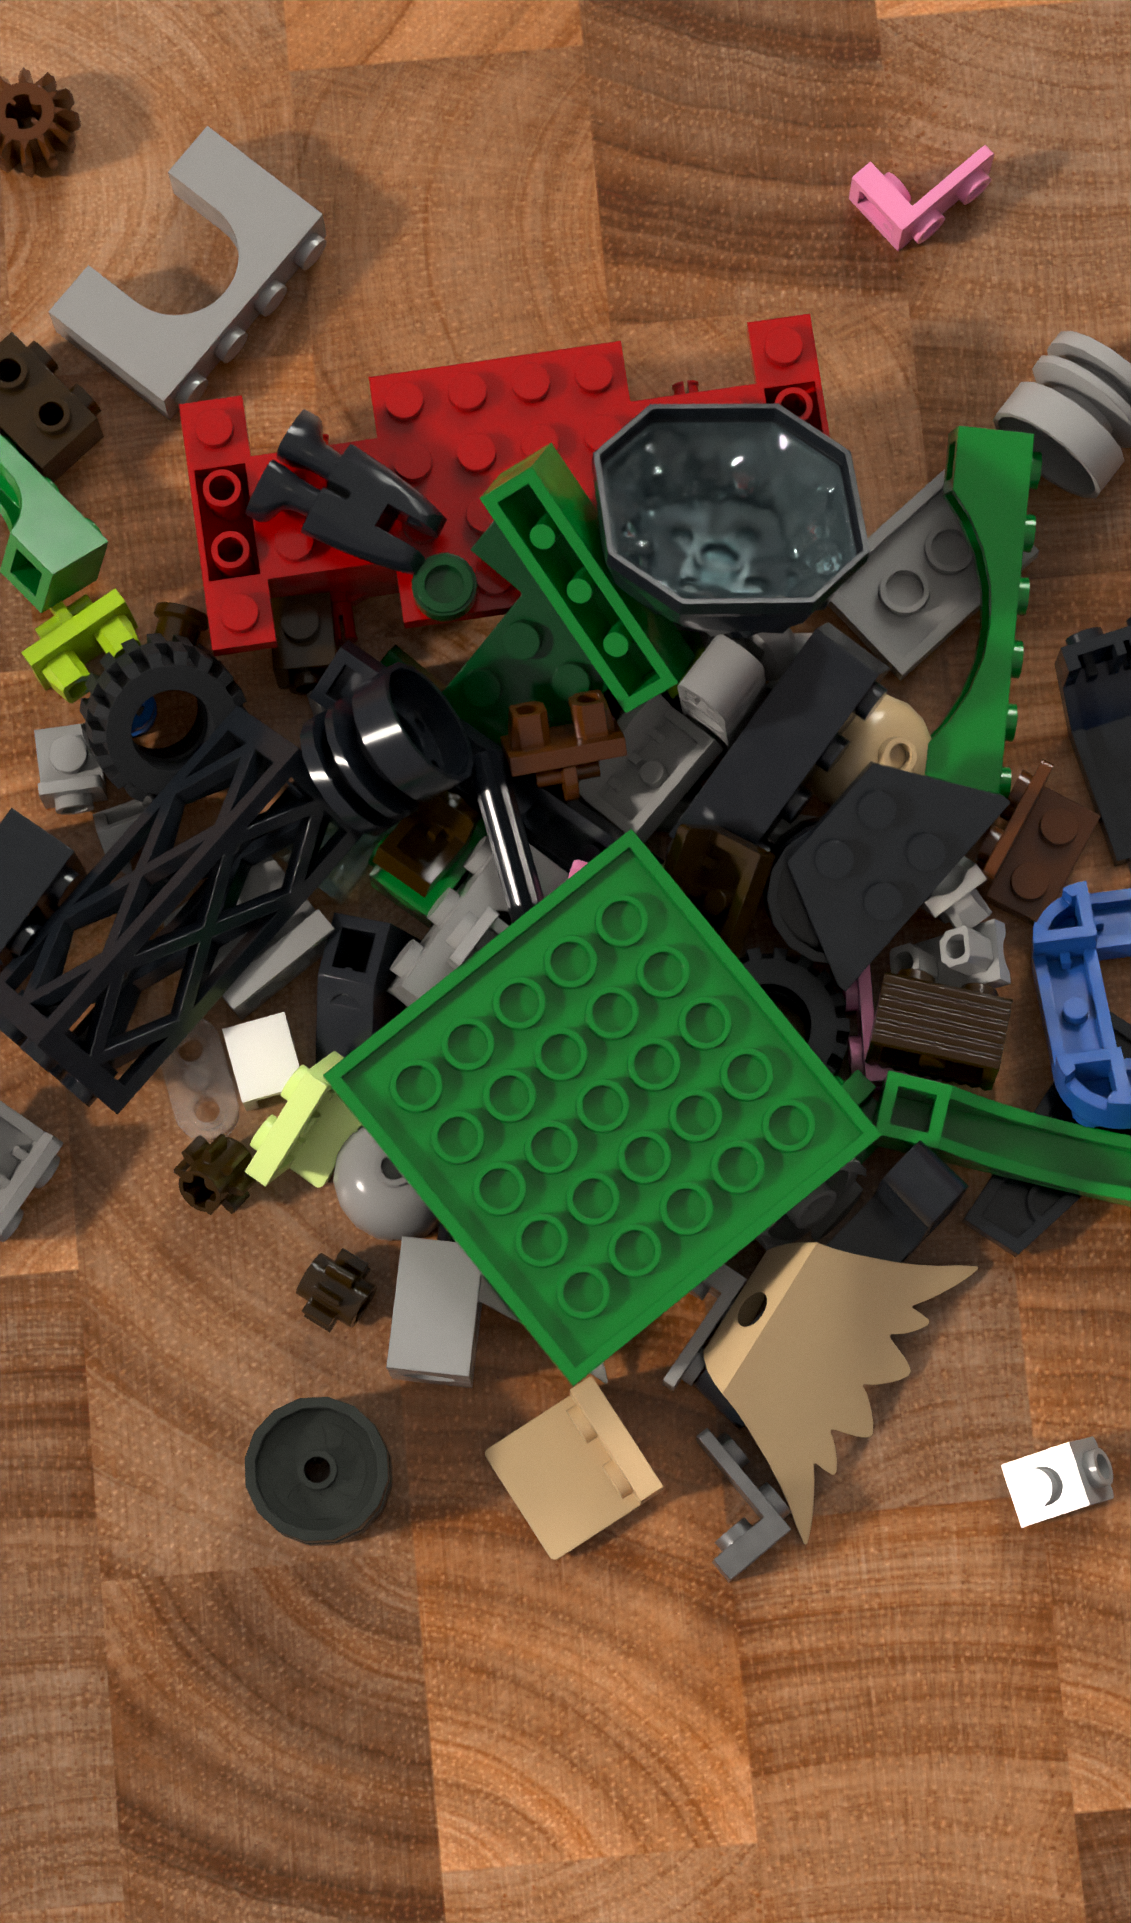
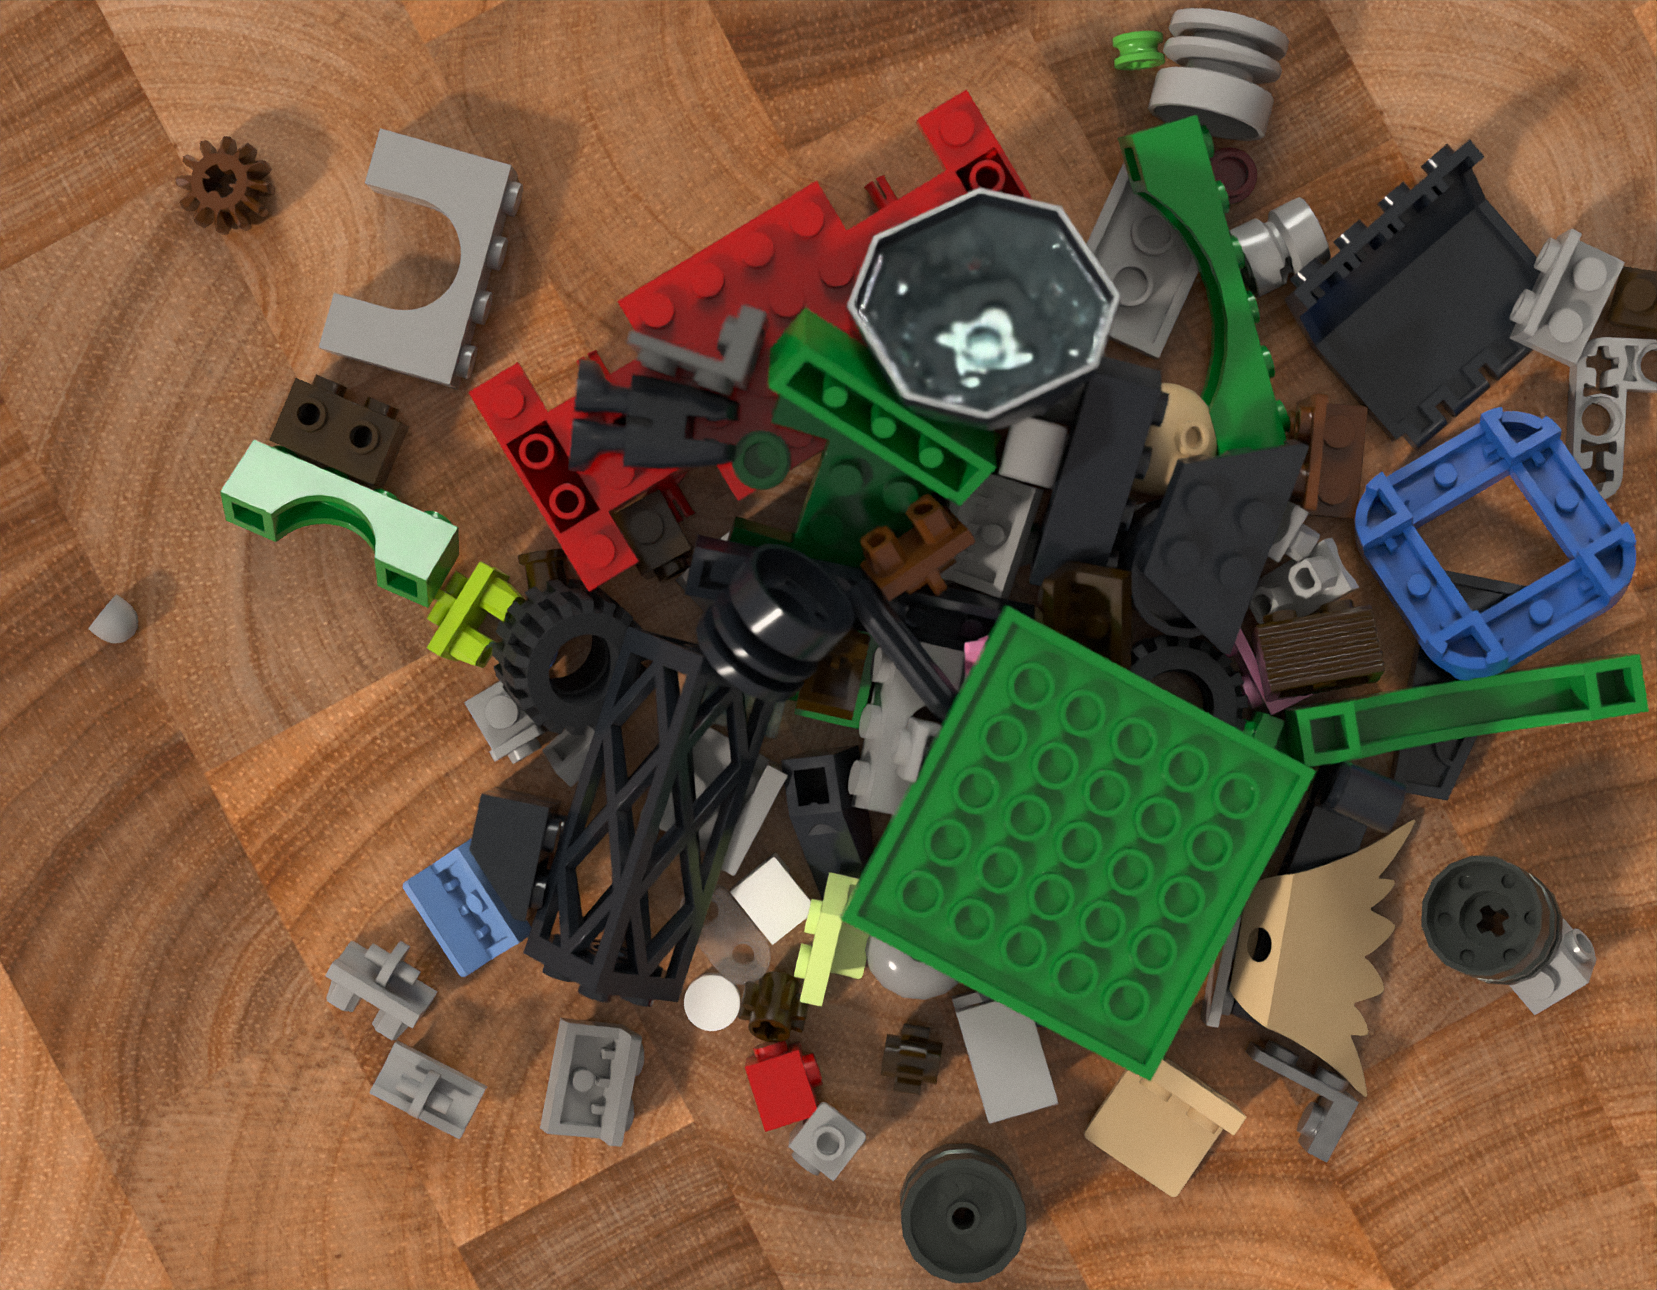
camera: 30 degrees left, 10 degrees up
(152, 1147) = (712, 1002): none -> white tile
(190, 1259) = (783, 1083): none -> red brick
(207, 1334) = (825, 1141): none -> light grey bracket
(474, 454) = (738, 343): none -> dark grey bracket
(993, 1365) = (1461, 913): none -> pearl dark grey wheel
(1008, 362) = (1138, 50): none -> bright green bush
(1057, 525) = (1235, 171): none -> dark red plate
(1065, 608) = (1280, 246): none -> light grey wheel

